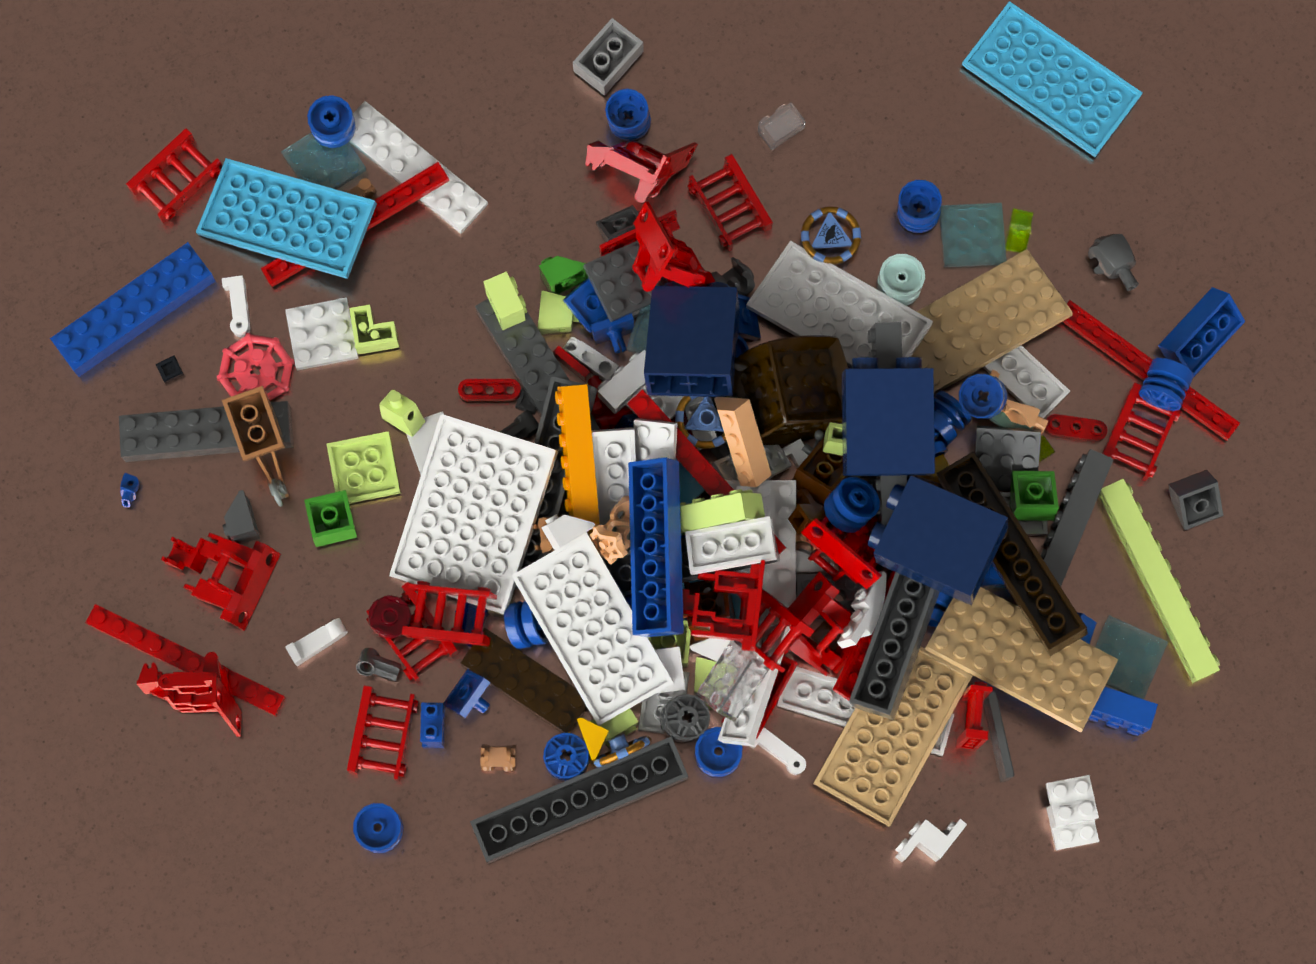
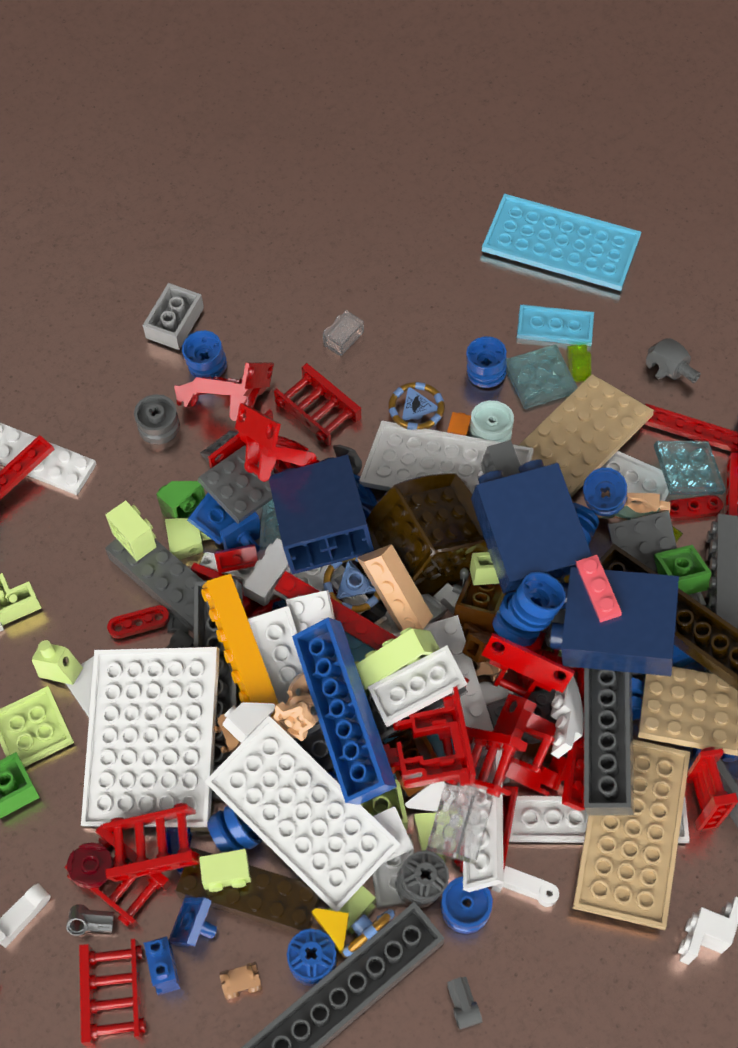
camera: 15 degrees left, 15 degrees down
(509, 659) = (225, 870): none -> yellowish green brick
(561, 174) = (157, 419): none -> dark grey wheel
(600, 355) = (236, 558): none -> red plate
(688, 841) = (465, 1009): none -> dark grey piece
(867, 499) = (536, 601): none -> blue wheel
(868, 269) = (459, 424): none -> orange brick
(928, 505) = (598, 588): none -> coral plate
(1009, 178) = (555, 325): none -> medium azure tile
(1086, 385) = (689, 468): none -> clear light blue plate

